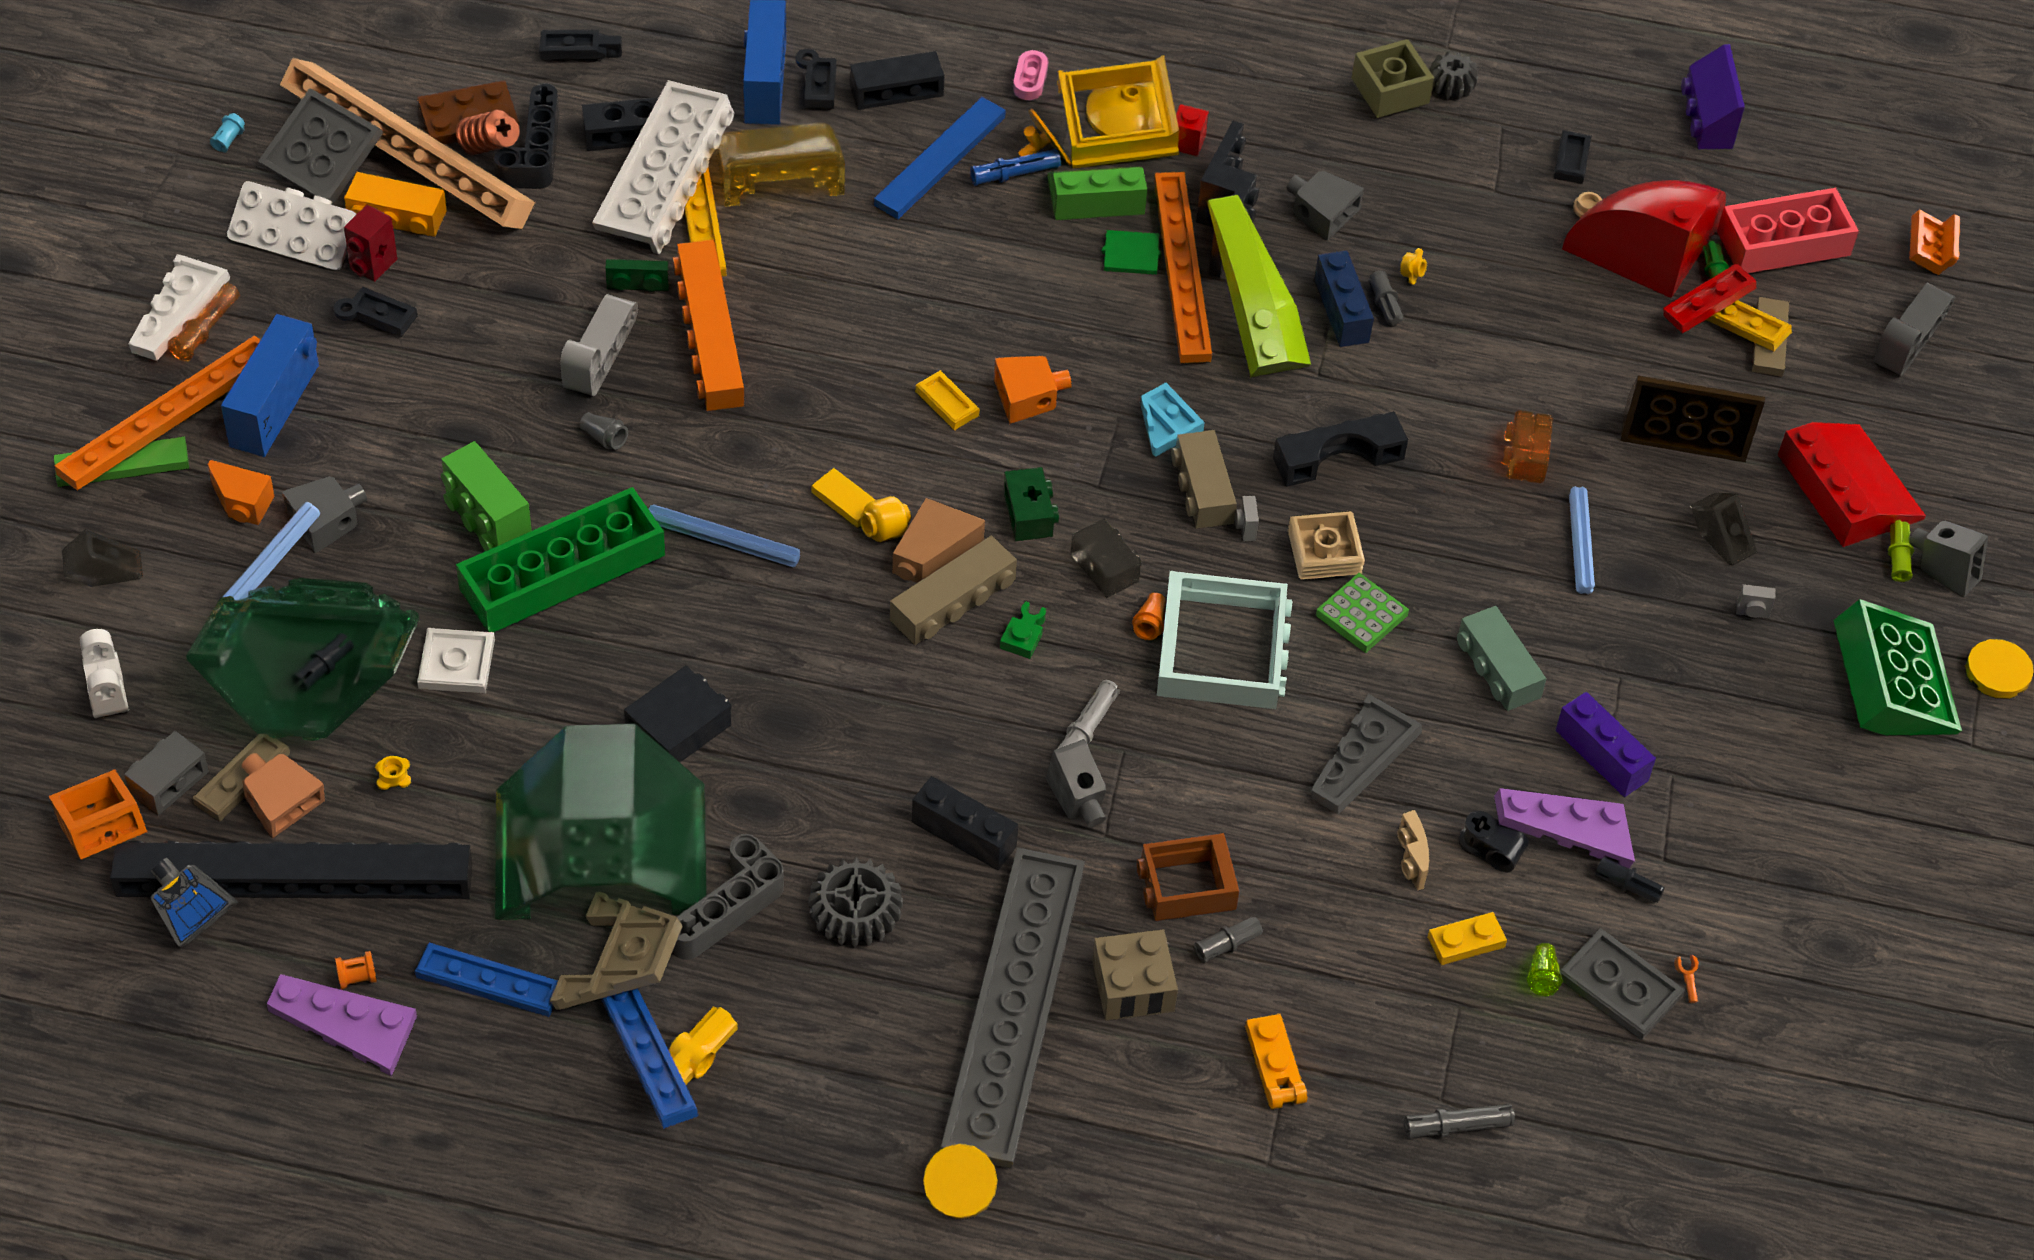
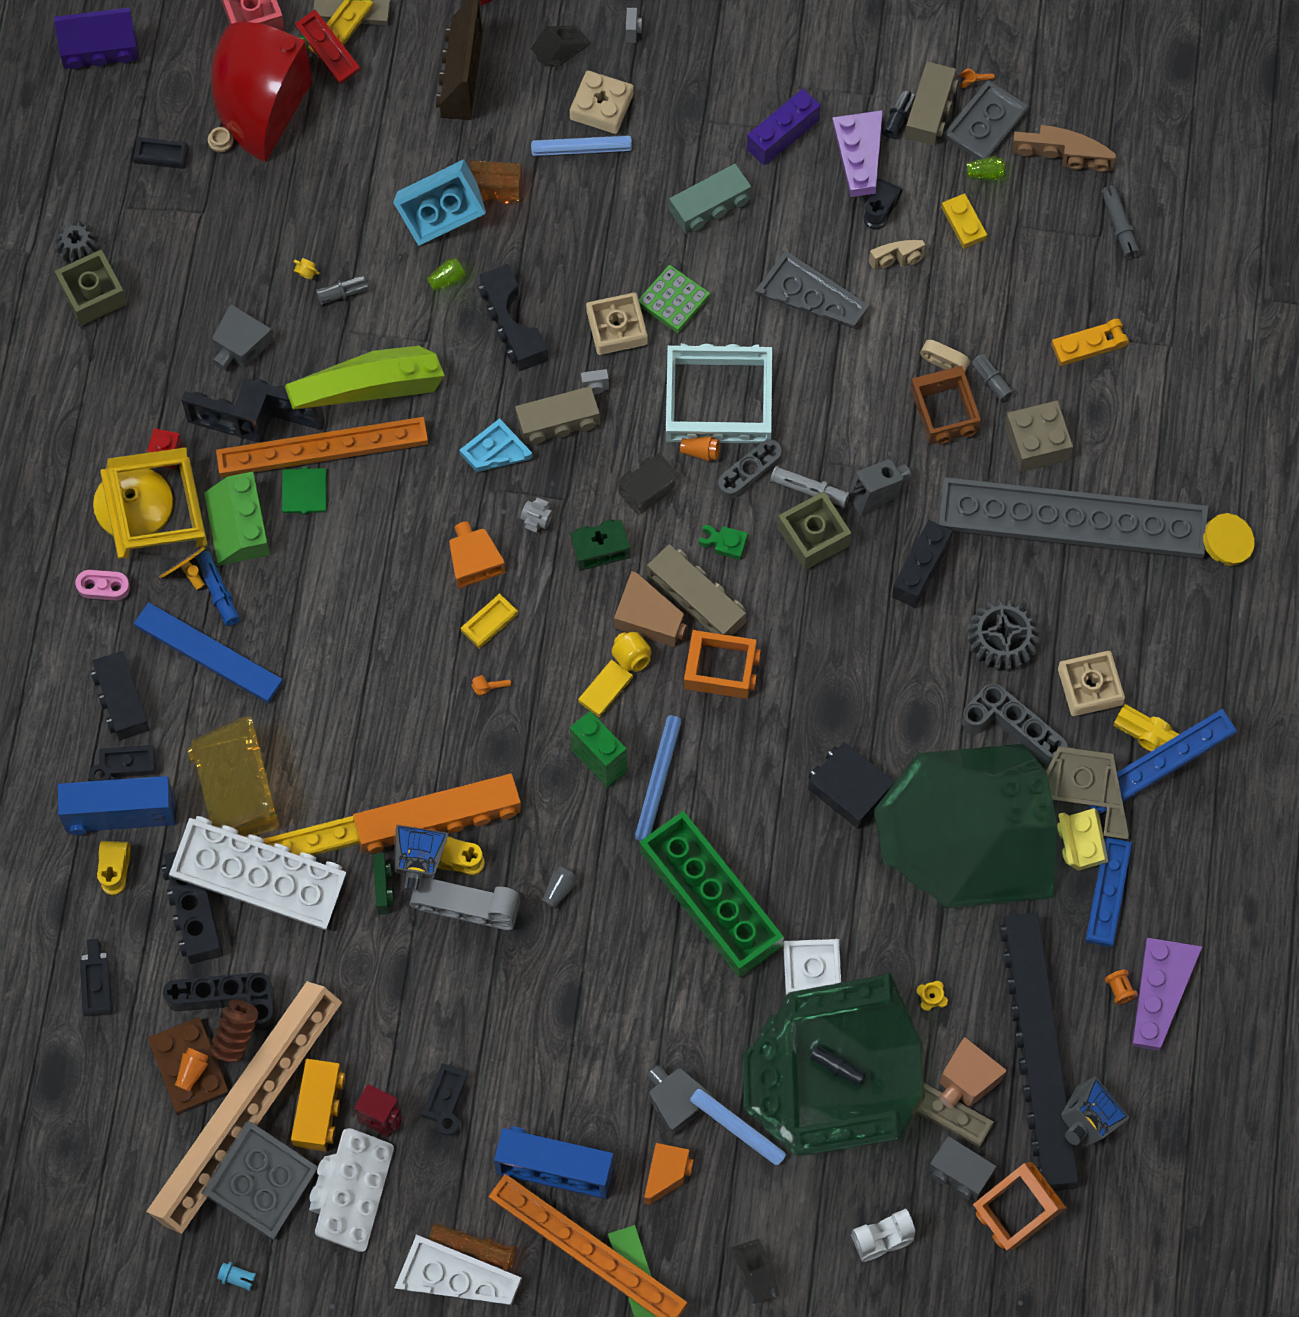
camera: 90 degrees left, 15 degrees up
(456, 99) = (191, 1067): none -> orange cone
(484, 497) = (661, 961): bright green brick -> none
(560, 949) = (1082, 839): none -> light yellow bracket
(654, 286) = (417, 854): none -> torso
(658, 344) = (456, 856): none -> yellow piece
(704, 63) = (113, 861): none -> yellow piece
(757, 464) = (598, 749): none -> green brick
(780, 970) = (1100, 670): none -> tan brick
(862, 579) = (719, 686): none -> orange window
(865, 384) = (482, 687): none -> orange hand
(1021, 710) = (814, 530): none -> olive brick
(1074, 446) = (536, 514): none -> light grey gear
(1118, 652) = (751, 458): none -> dark grey beam
(1260, 886) = (943, 355): none -> tan beam
(1343, 298) = (351, 319): dark blue brick -> none
(1404, 395) = (446, 274): none -> clear neon green cone
(1494, 381) = (440, 202): none -> medium azure slope
(1574, 1066) = (1076, 149): none -> medium nougat slope
(1643, 562) = (615, 101): none -> tan brick
(1644, 914) = (931, 103): none -> dark tan brick

